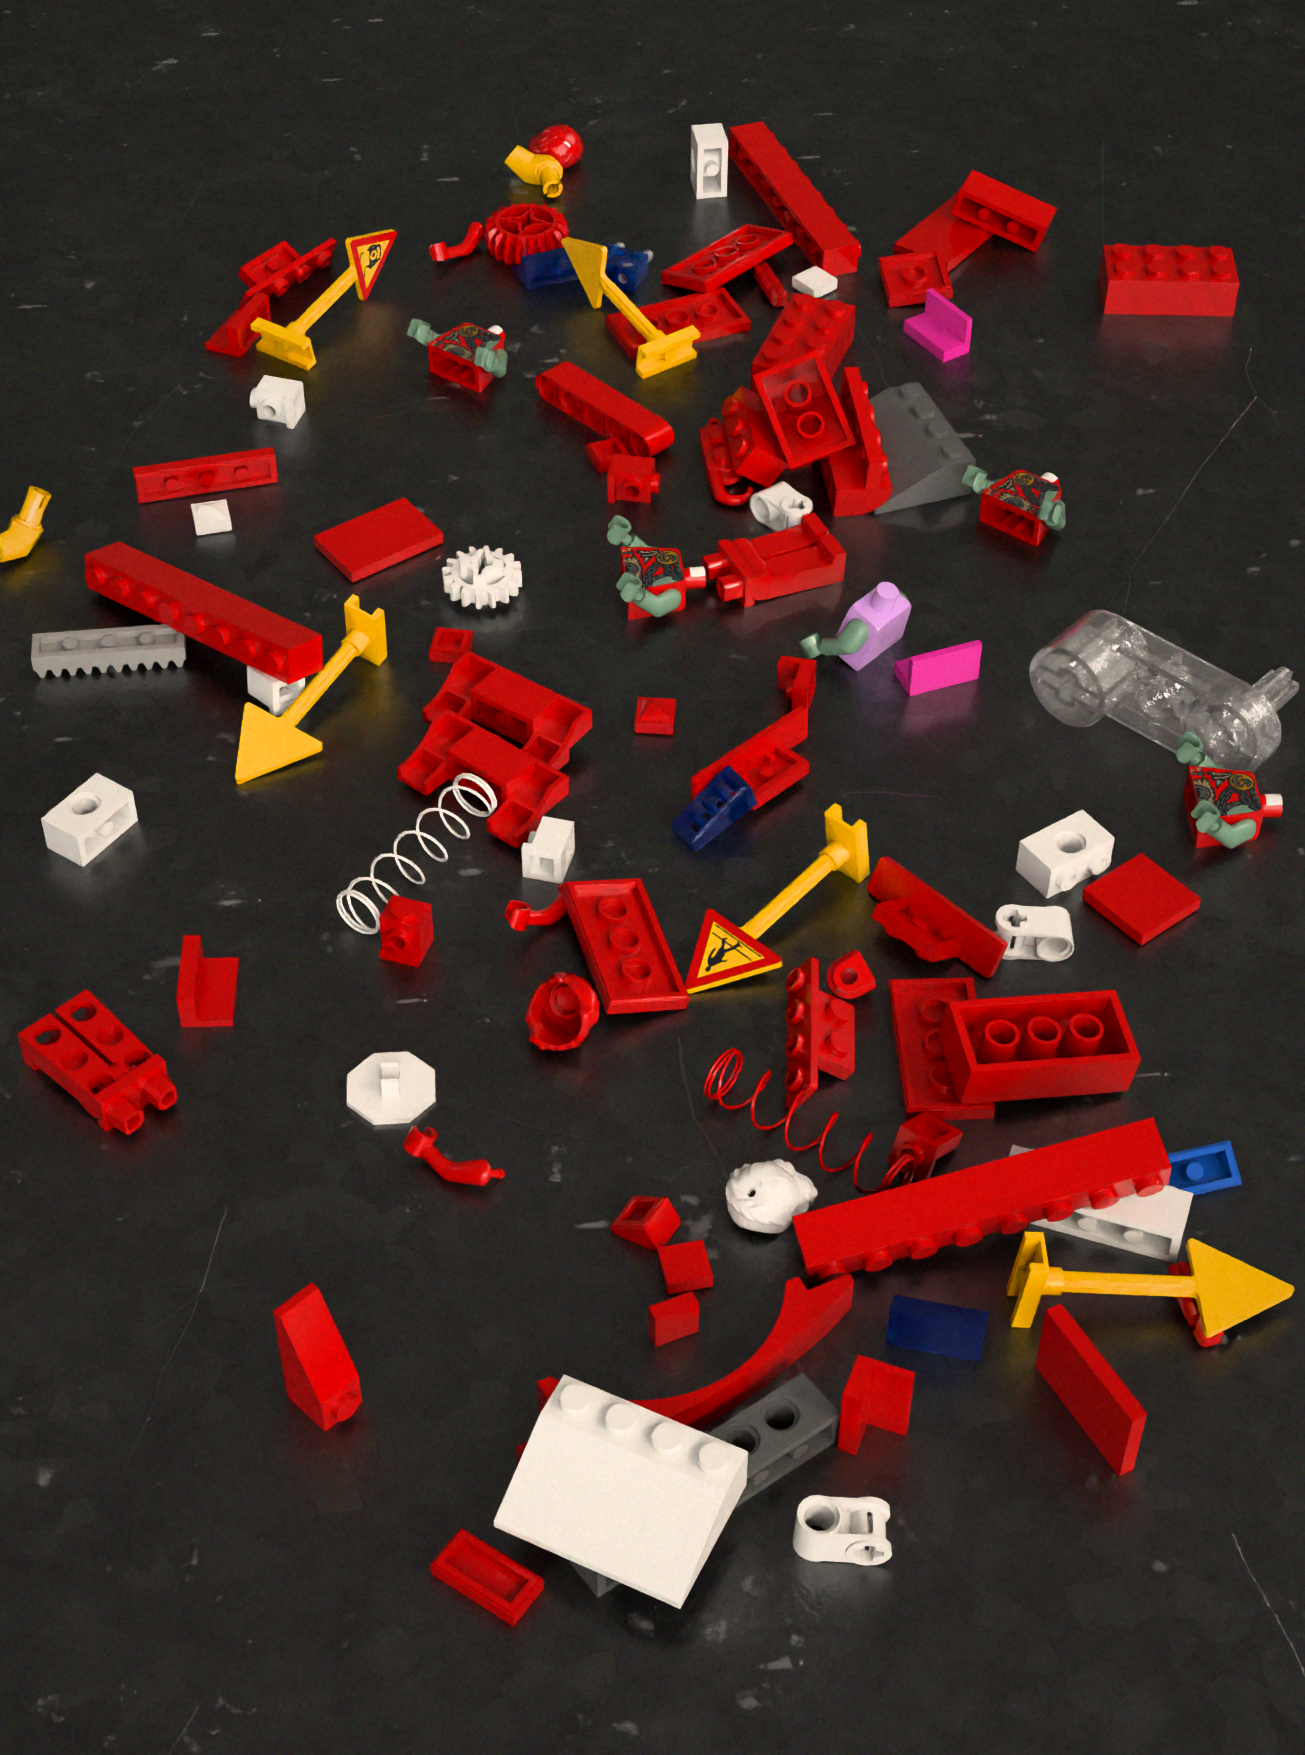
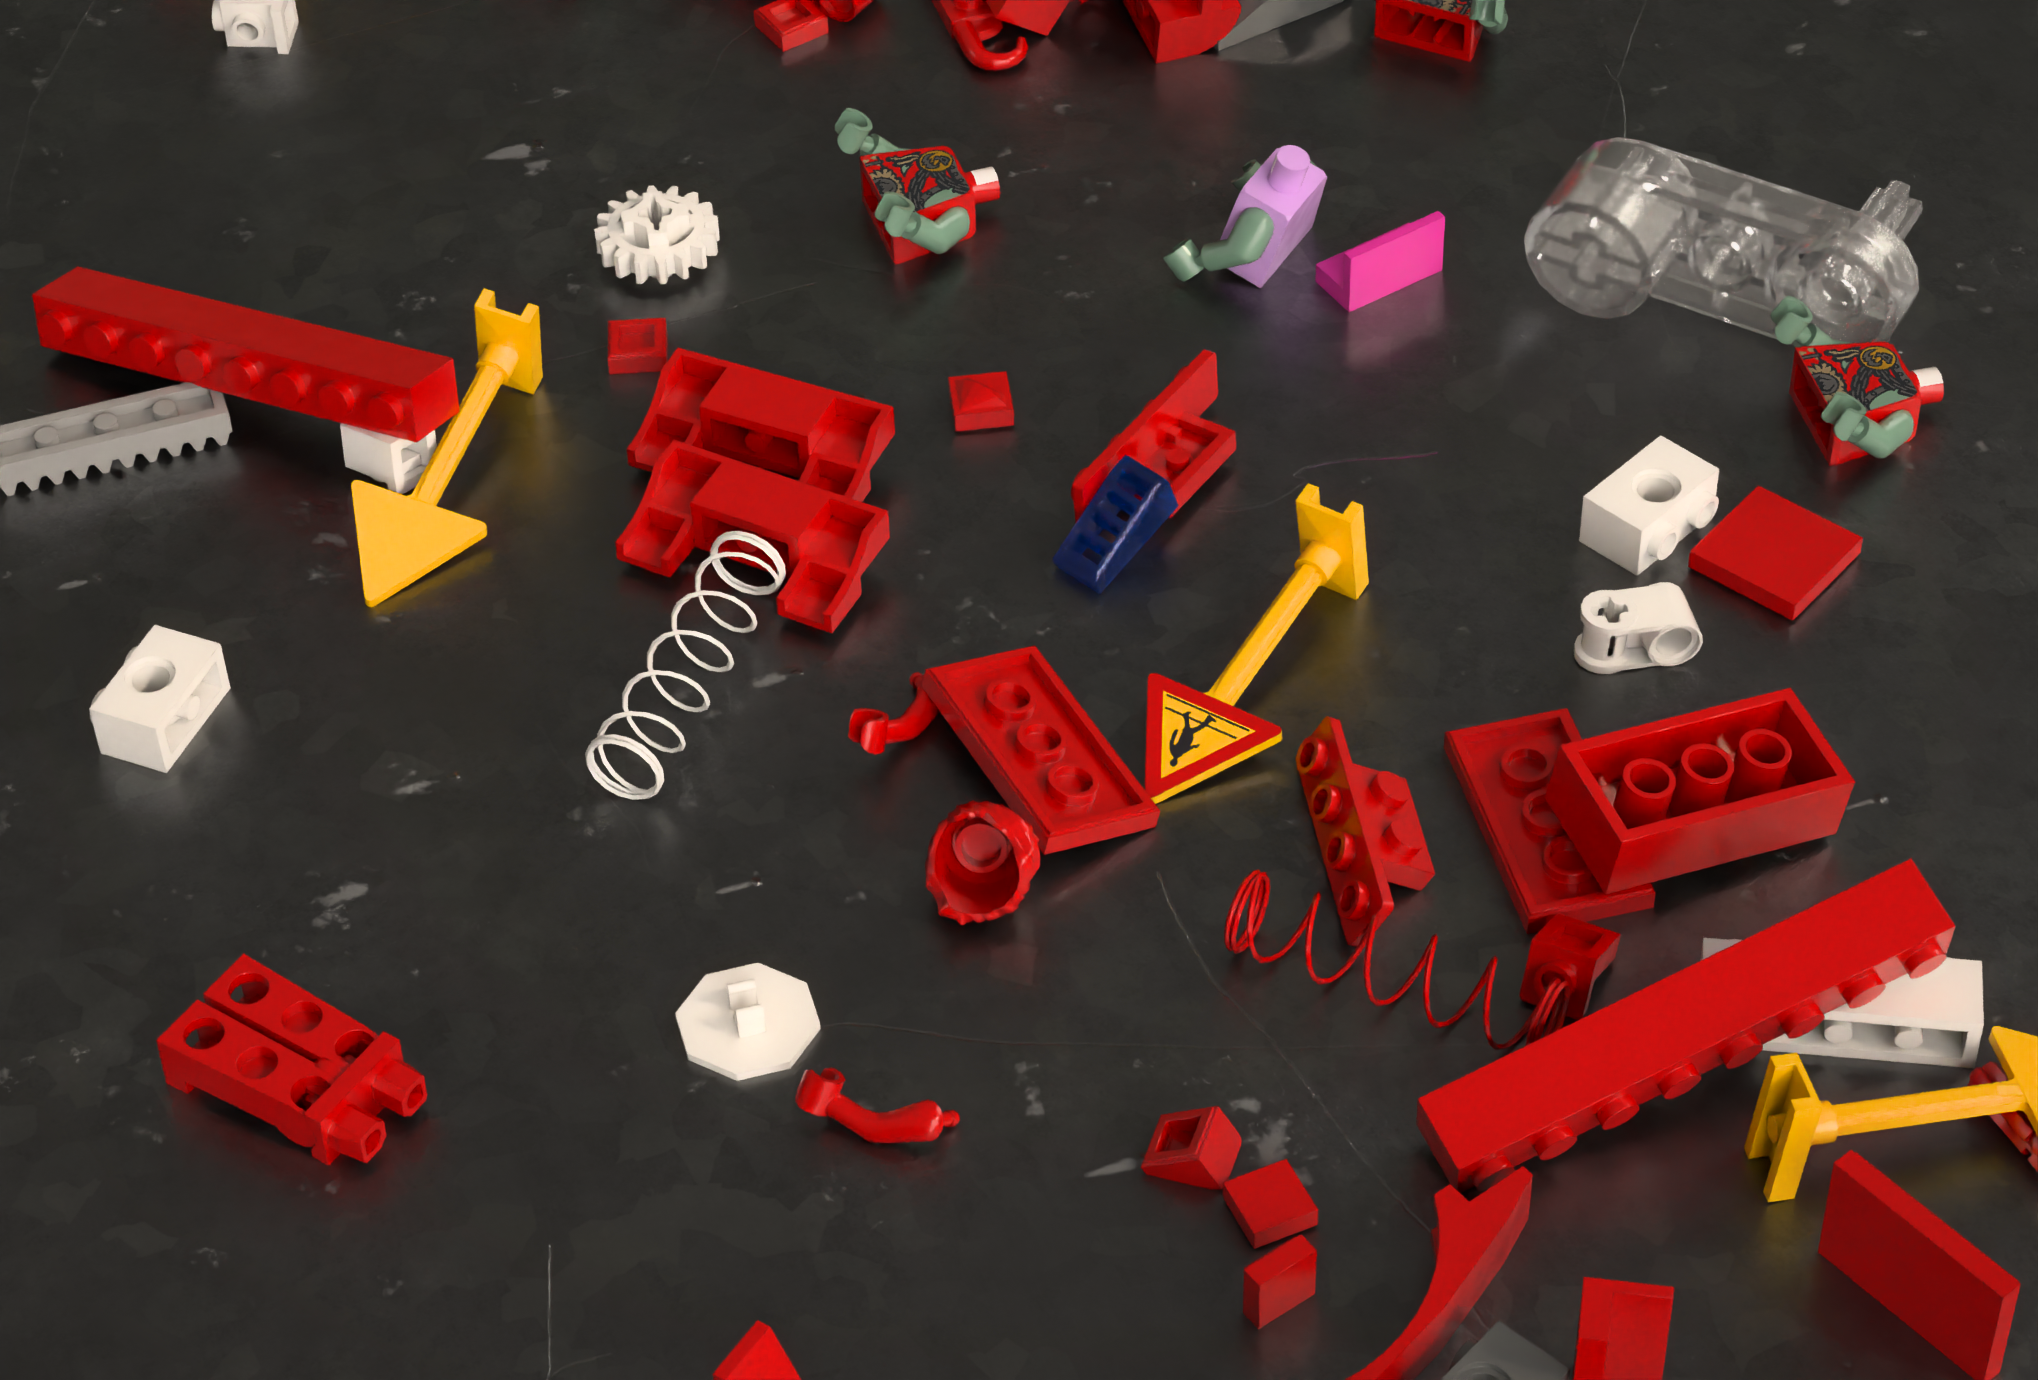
camera: 10 degrees left, 0 degrees up
(205, 475) = (177, 144): red tile -> none
(205, 986) = (421, 921): red panel -> none
(211, 517) = (204, 208): white tile -> none
(378, 539) = (475, 202): red tile -> none
(406, 930) = (704, 783): red brick -> none
(549, 850) = (884, 627): white brick -> none
(632, 479) = (842, 52): red brick -> none
(776, 563) = (1098, 144): red hips -> none
(778, 1195) = (1384, 1081): white hair -> none
(780, 506) = (1084, 66): white piece -> none
(798, 679) = (1181, 310): red bracket -> none
(850, 977) = (1391, 736): red piece -> none
(930, 921) = (1483, 635): red bracket -> none
(936, 1328) = (1665, 1223): clear blue panel -> none
(1204, 1168) = (1987, 922): blue slope -> none

